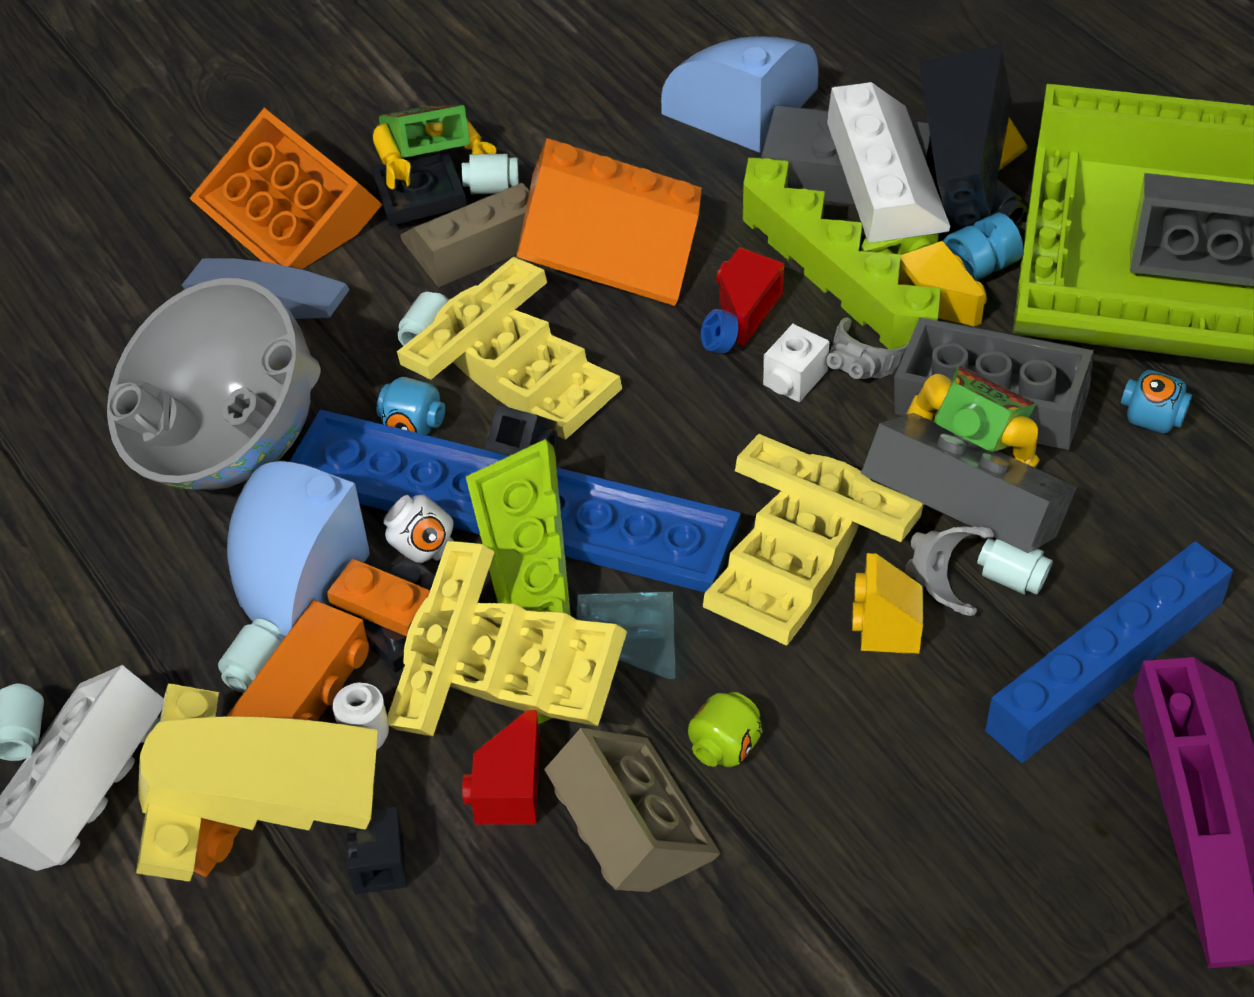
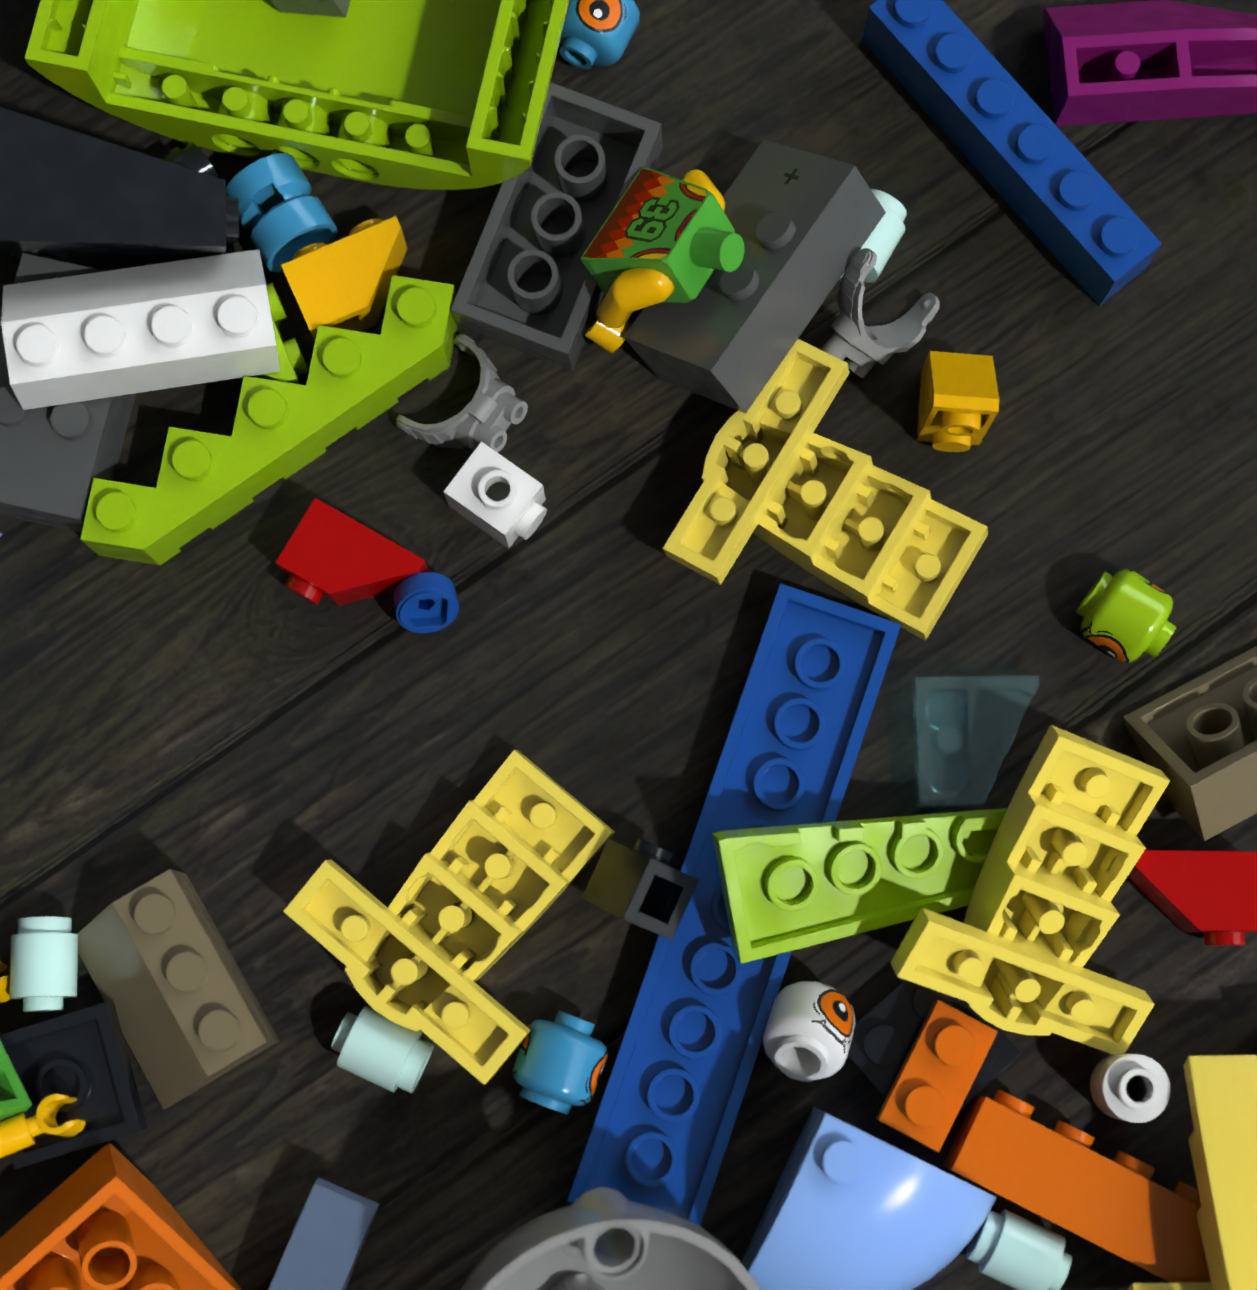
camera: 90 degrees left, 30 degrees up
(609, 222) = (213, 765): orange slope -> none

